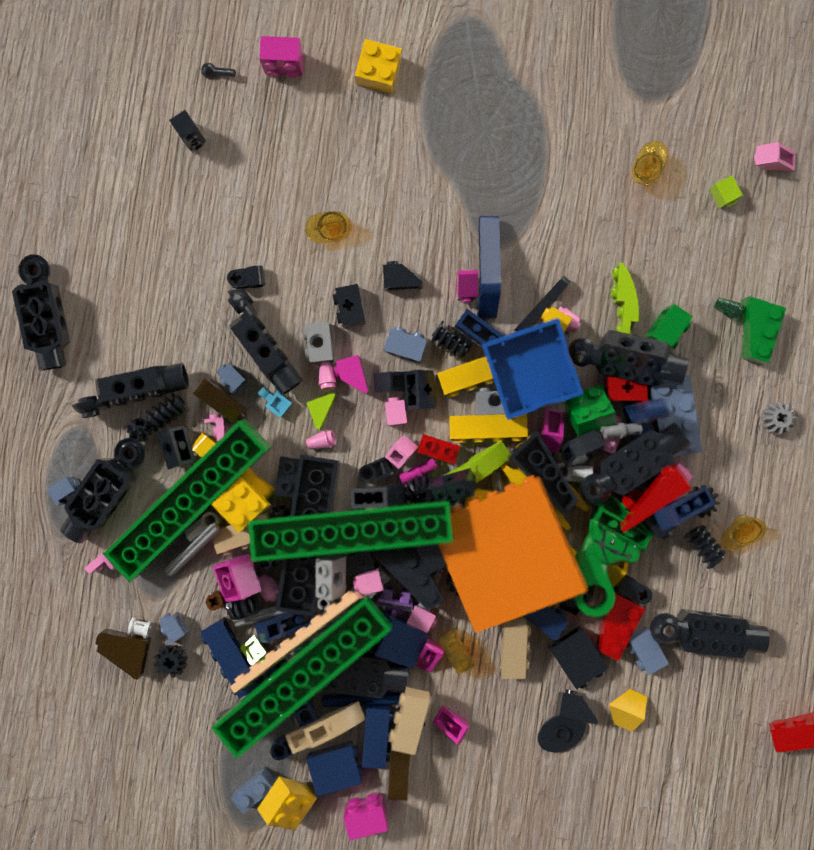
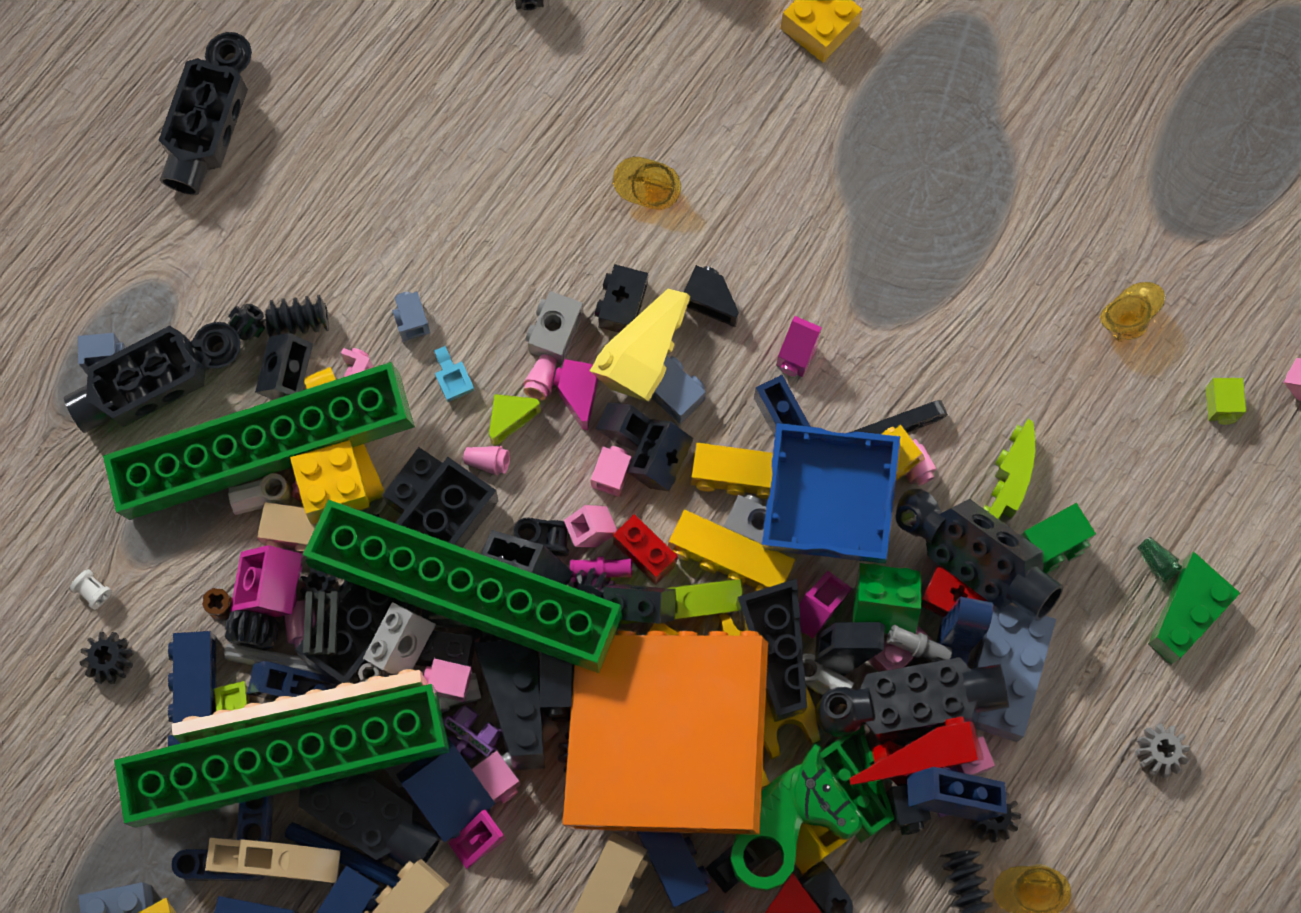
camera: 20 degrees right, 15 degrees down
(99, 564) = (87, 472): bright pink bracket -> none
(111, 388) = (272, 259): black brick -> none
(124, 651) = (52, 611): dark brown slope -> none
(173, 627) = (137, 612): sand blue brick -> none
(192, 549) = (227, 515): light grey axle -> none
(220, 401) = (377, 331): dark brown slope -> none
(245, 327) = (475, 291): black brick -> none
(249, 277) = (505, 199): black piece -> none
(274, 574) = (321, 597): none -> pearl dark grey tile
(377, 333) = (636, 355): none -> light yellow wedge
(450, 341) = (737, 414): black piece -> none
(456, 651) = (521, 851): clear yellow brick -> none
(489, 267) = (838, 339): beam -> none

